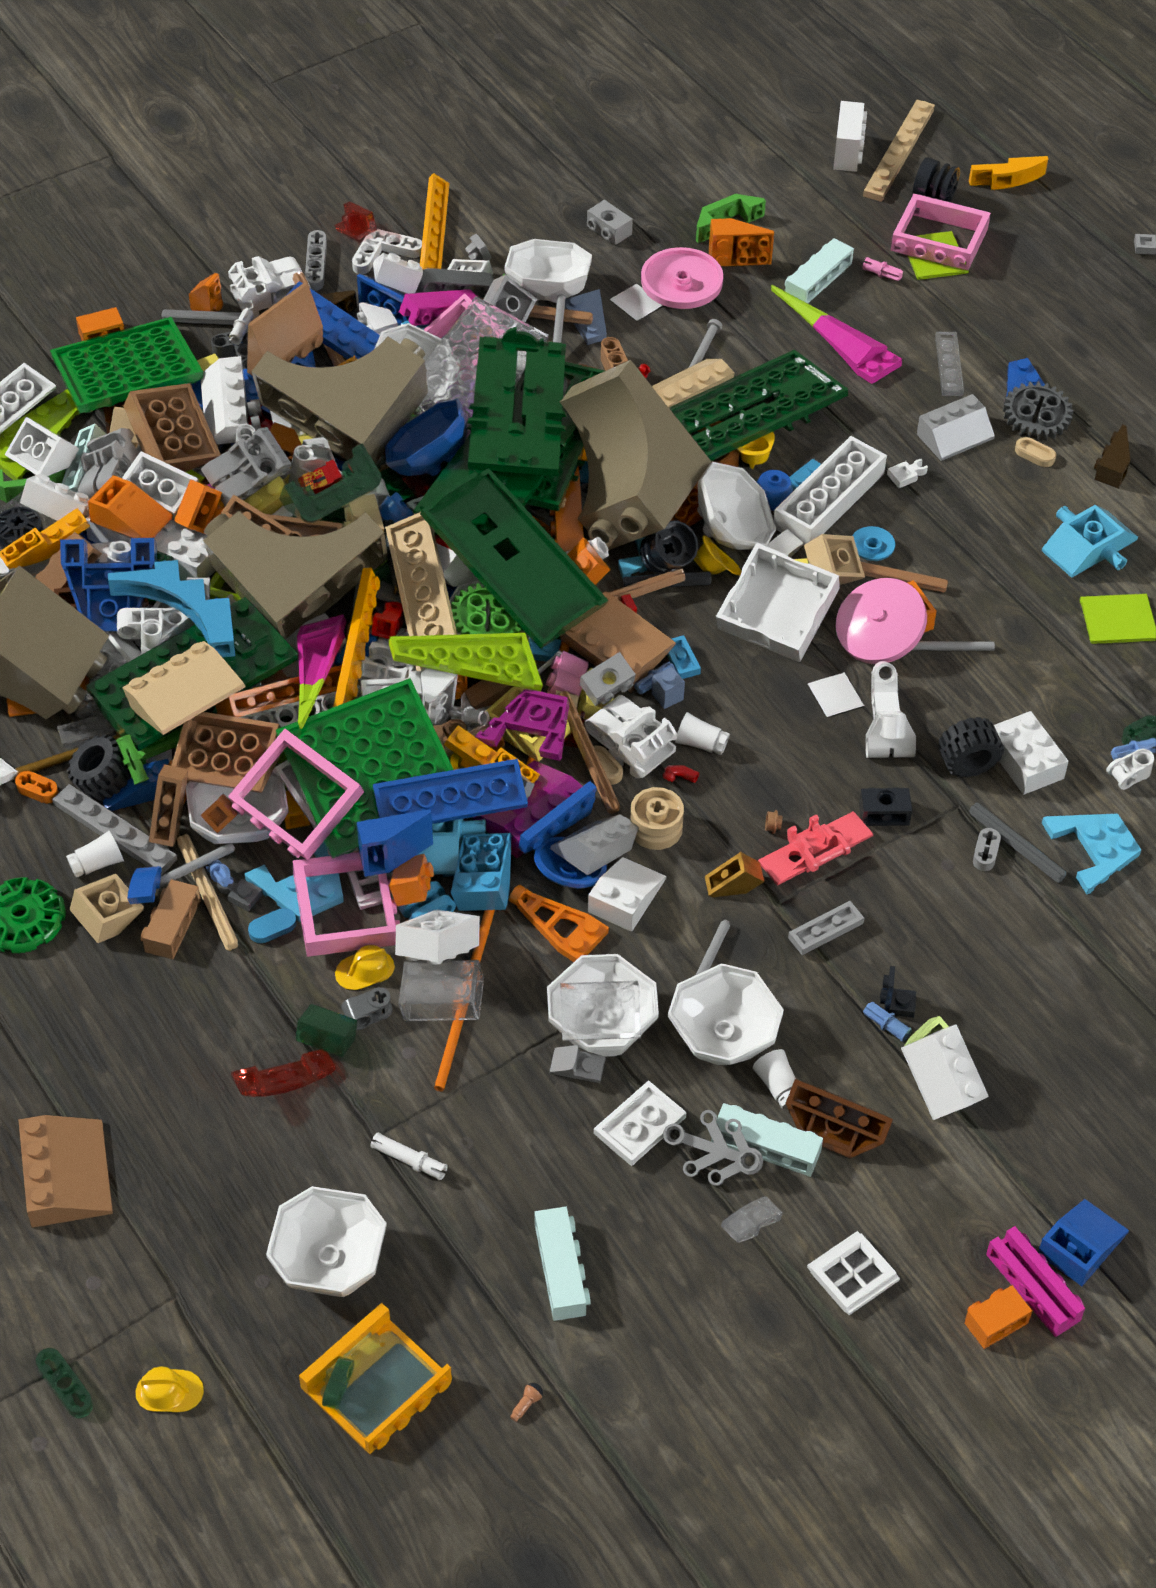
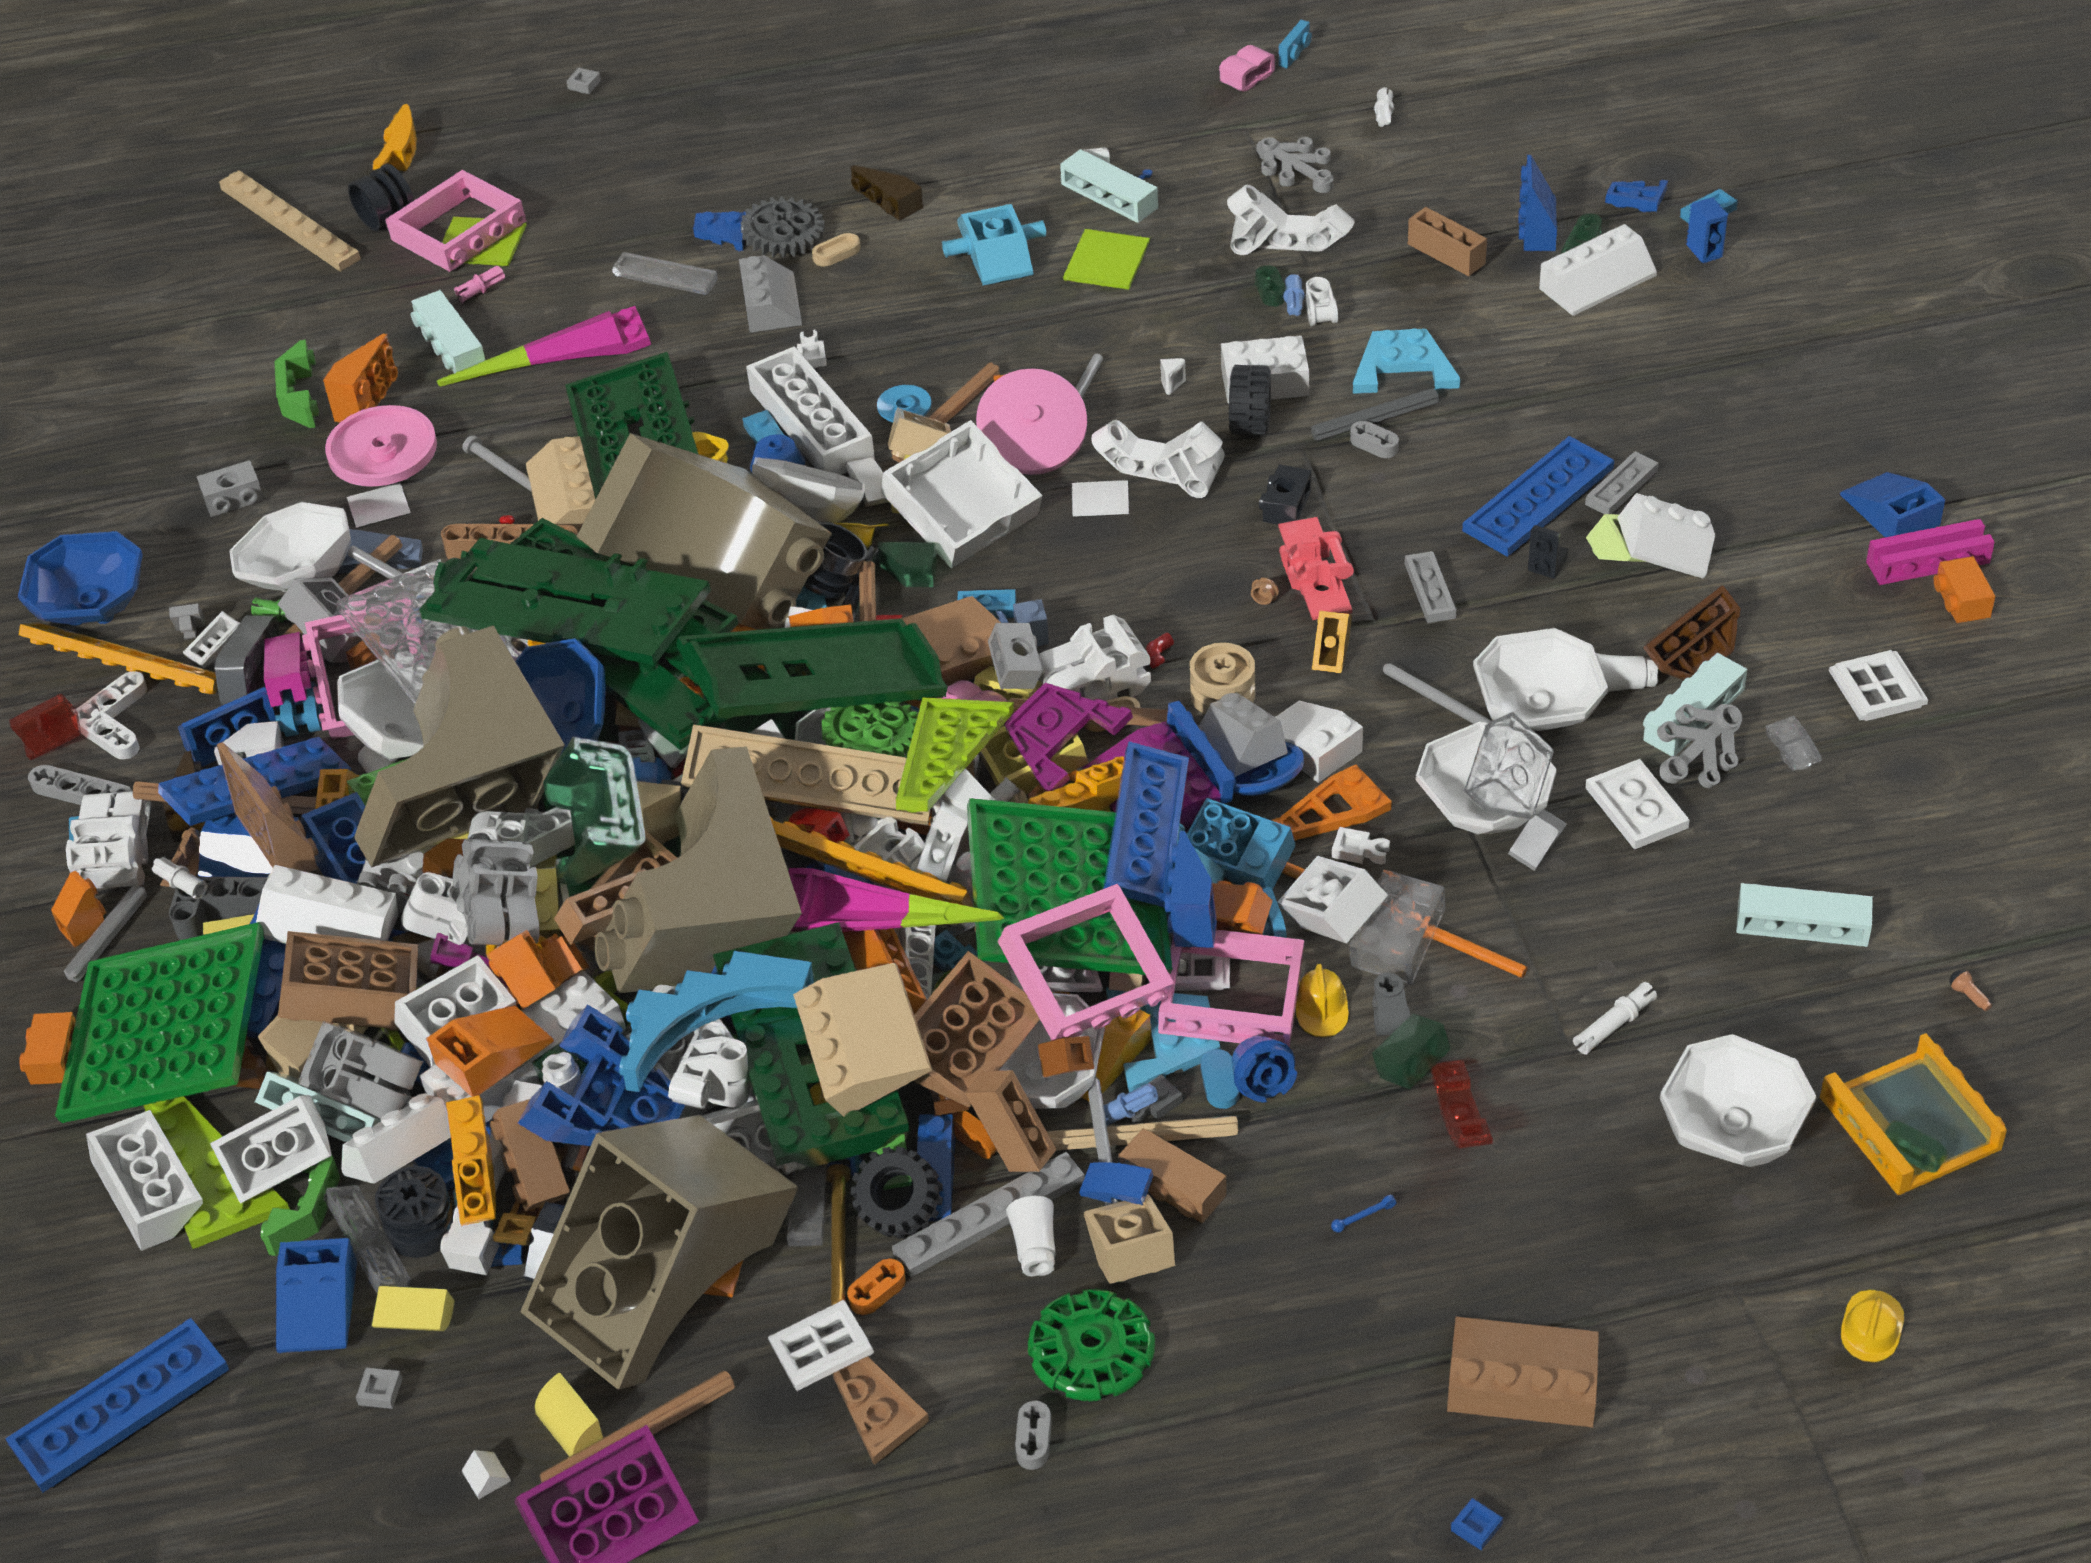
camera: 65 degrees left, 5 degrees down
(64, 1370) = (1847, 1415): clear green beam -> none
(132, 759) = (920, 1140): bright green pin -> none
(163, 1030) = (1387, 1203): none -> blue hinge
(266, 853) = (1121, 1044): none -> light orange slope
(277, 941) = (1263, 1068): none -> blue cone
(321, 477) = (558, 825): red leg -> none
(397, 273) = (197, 691): white slope -> none
(478, 182) = (81, 578): none -> blue rock
(523, 949) = (1355, 845): none -> white plate
(701, 735) = (1125, 604): white plant -> none
(703, 601) = (909, 562): none -> clear green slope
(850, 136) = (249, 244): white brick -> none
(887, 1021) = (1572, 573): medium blue axle -> none
(971, 977) = (1538, 495): none -> blue plate
(991, 695) = (1172, 374): none -> white slope
(1014, 1032) = (1621, 483): none -> light grey plate

